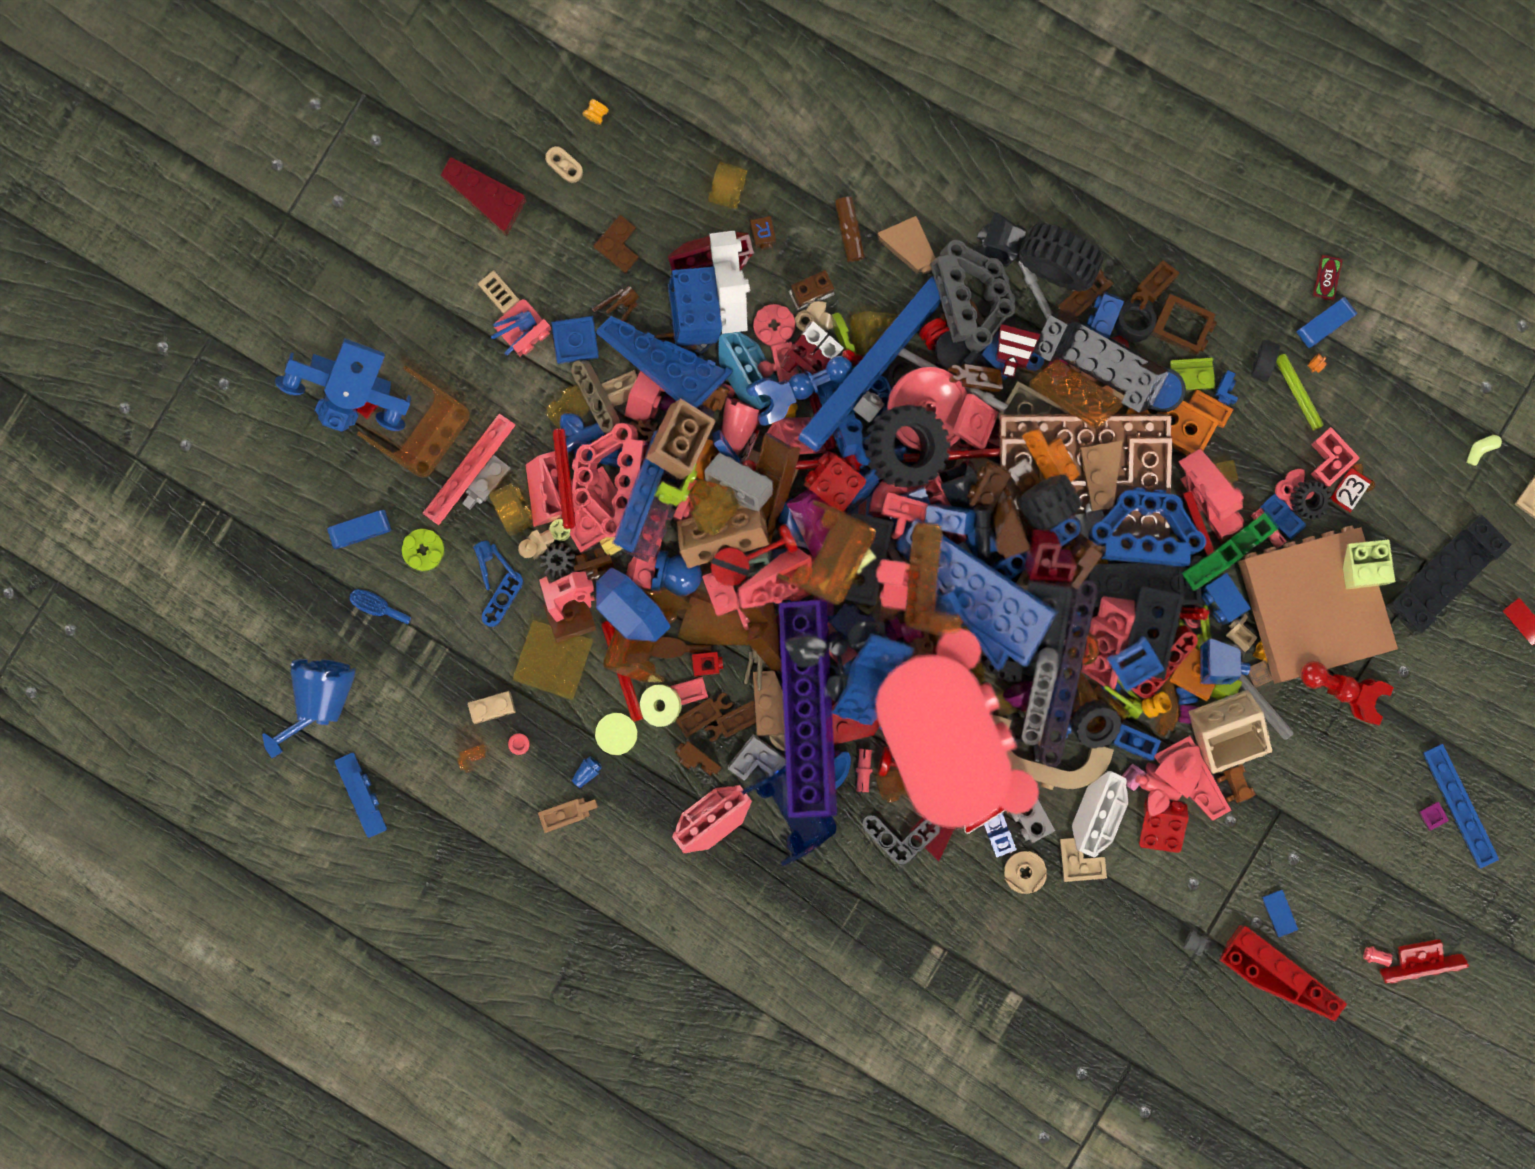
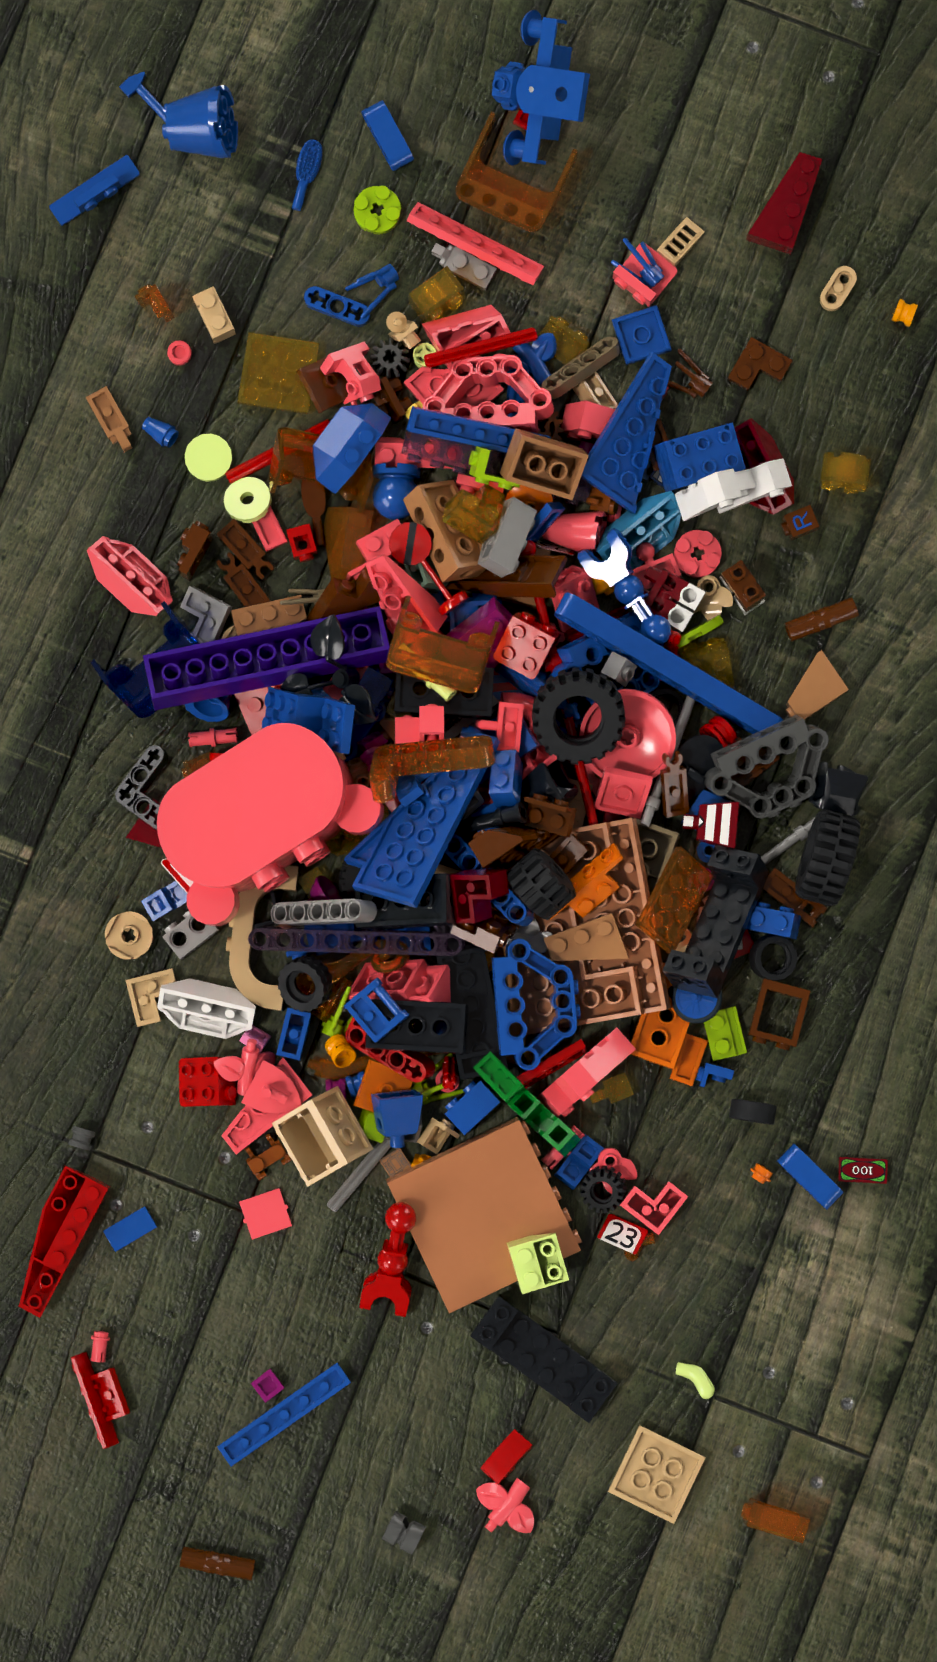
camera: 80 degrees right, 0 degrees up
(1155, 284) = (819, 973): reddish brown plate -> none
(1284, 793) = (265, 1213): none -> coral piece
(1299, 392) = (725, 1158): lime axle -> none

